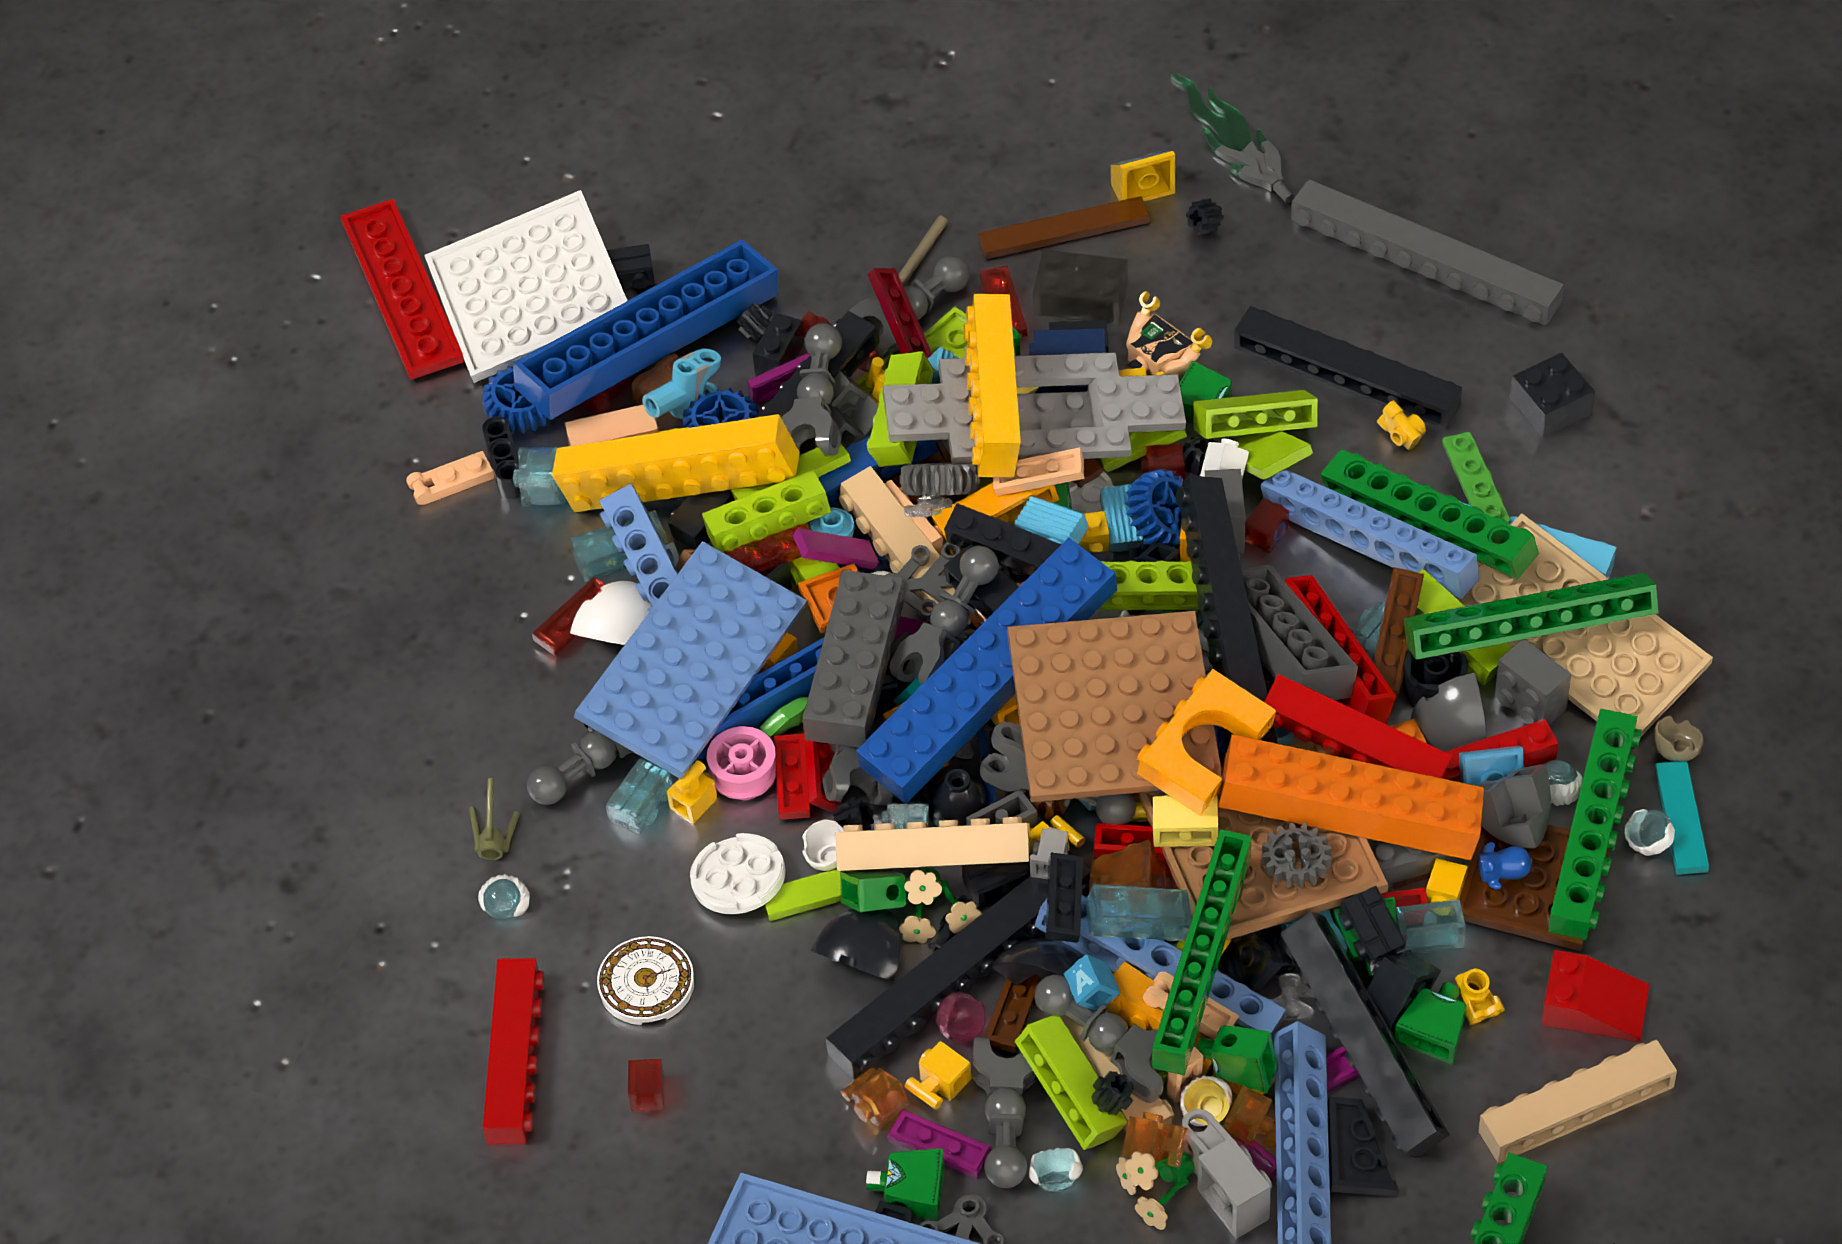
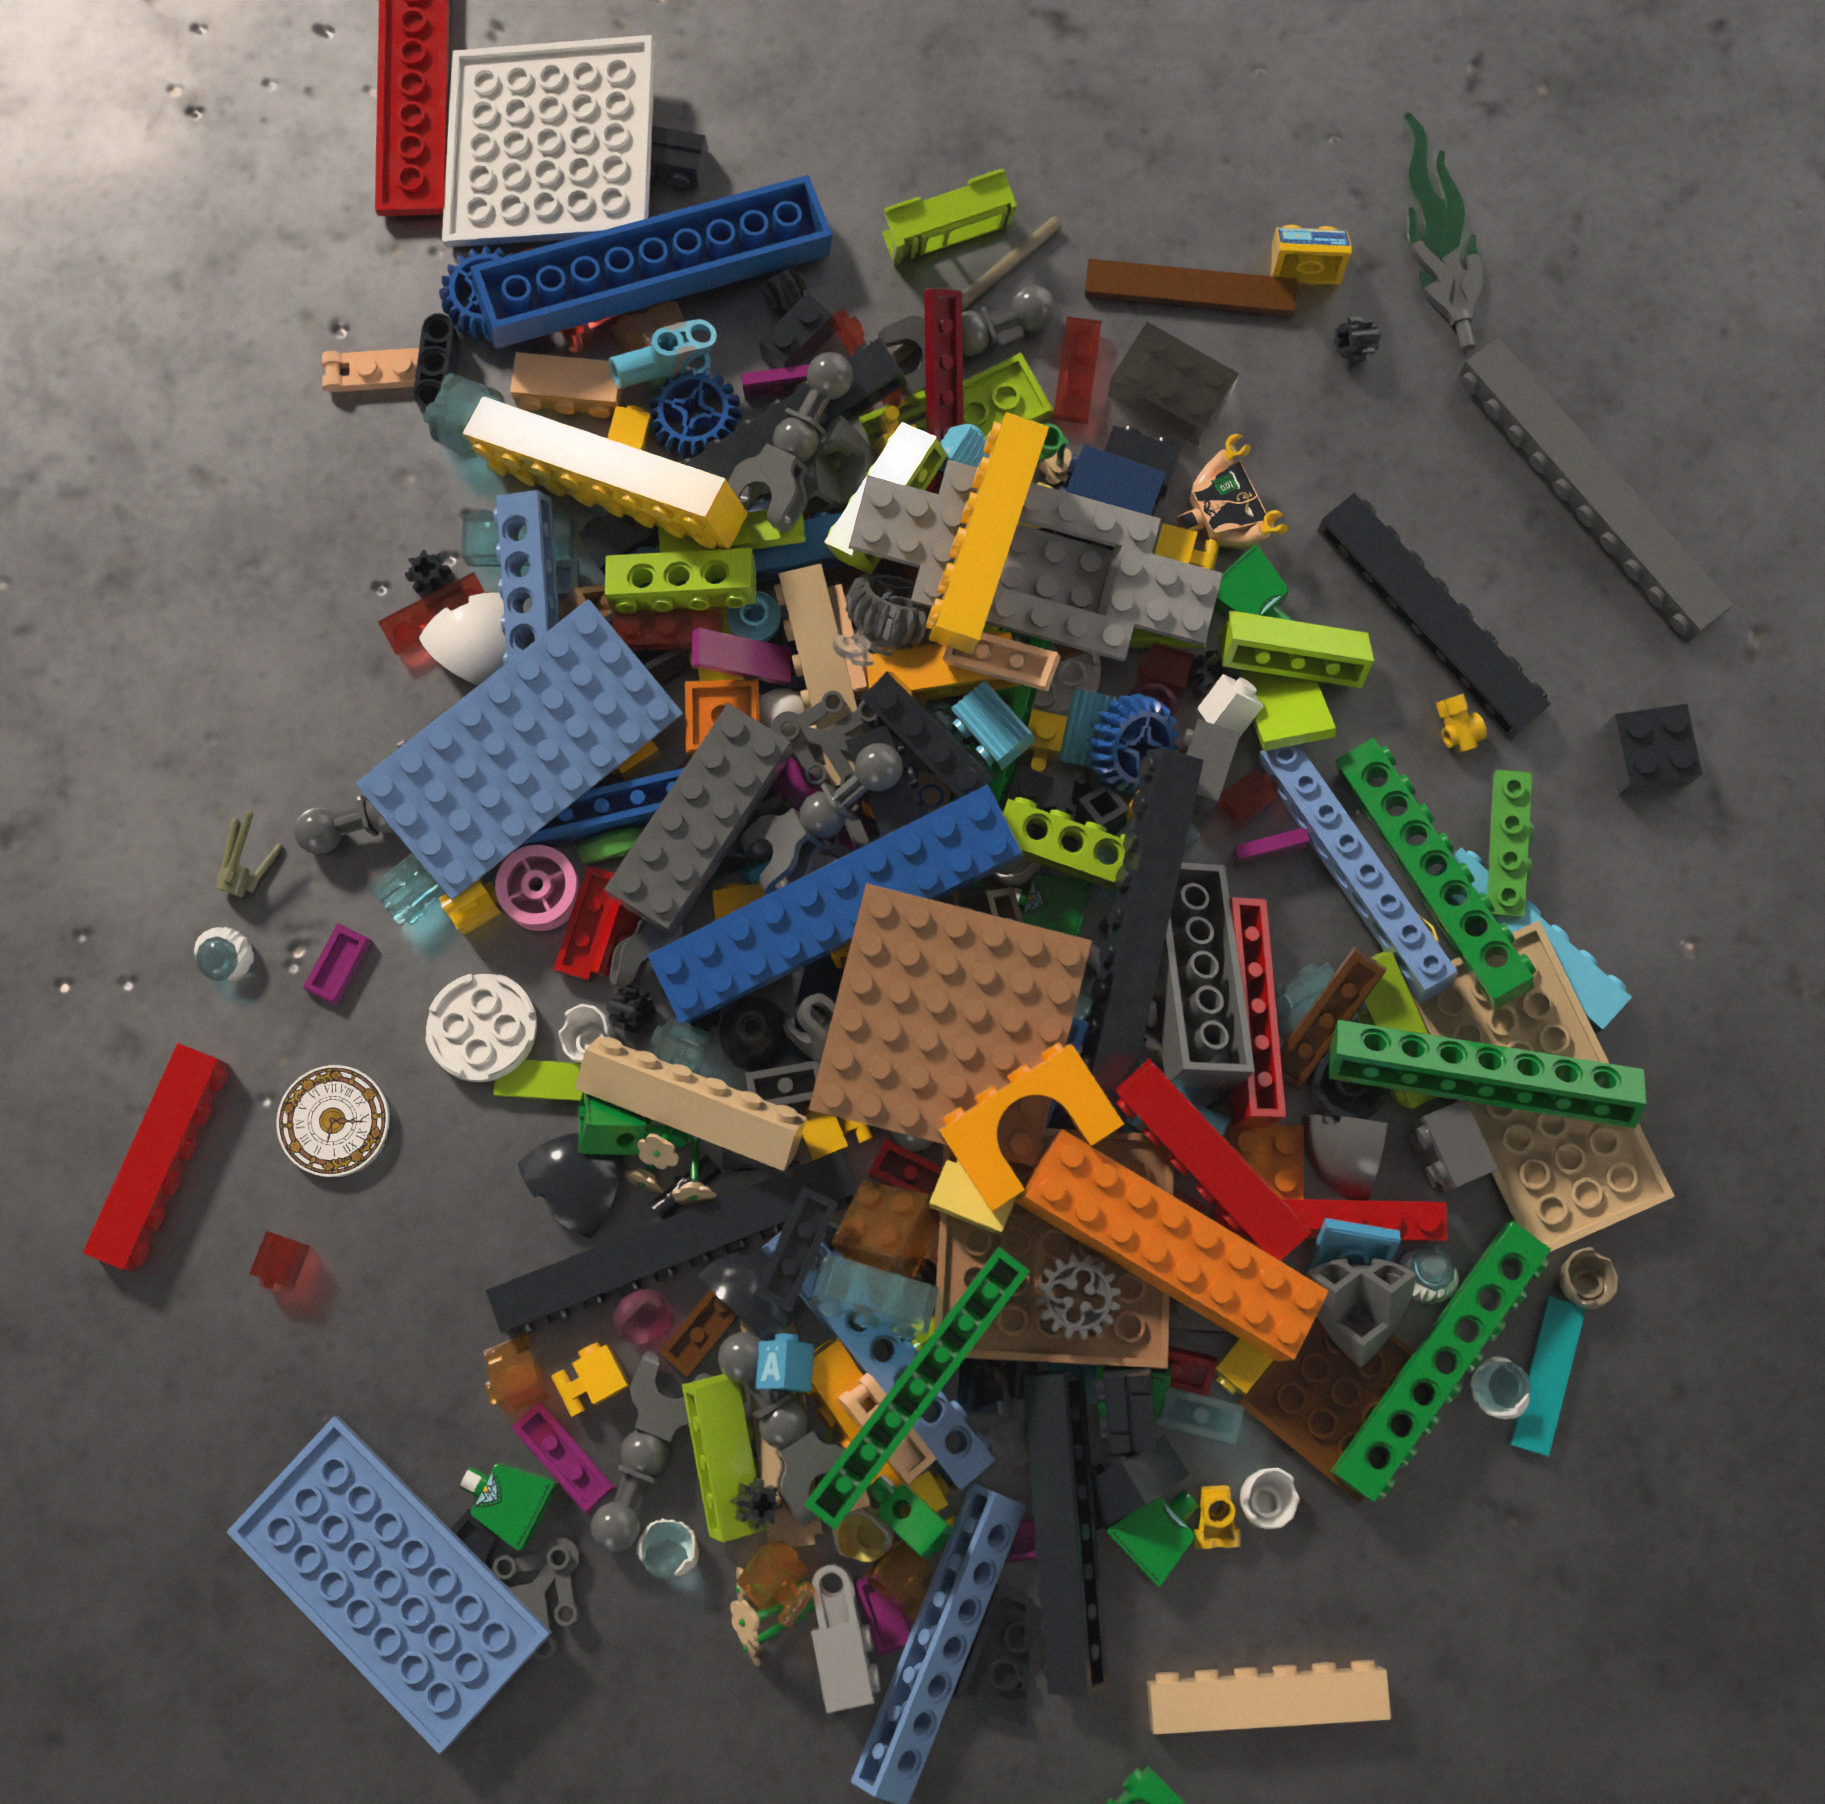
camera: 20 degrees right, 25 degrees up
(556, 589) = (419, 571): none -> black gear
(600, 875) = (337, 964): none -> magenta tile
(862, 233) = (949, 217): none -> lime piece
(1051, 841) = (816, 1160): light grey brick -> none
(1299, 549) = (1270, 847): none -> magenta tile
(1507, 863) = (1317, 1373): blue animal -> none
(1510, 964) = (1269, 1498): none -> white hair
(1594, 998) = (1344, 1575): red slope -> none

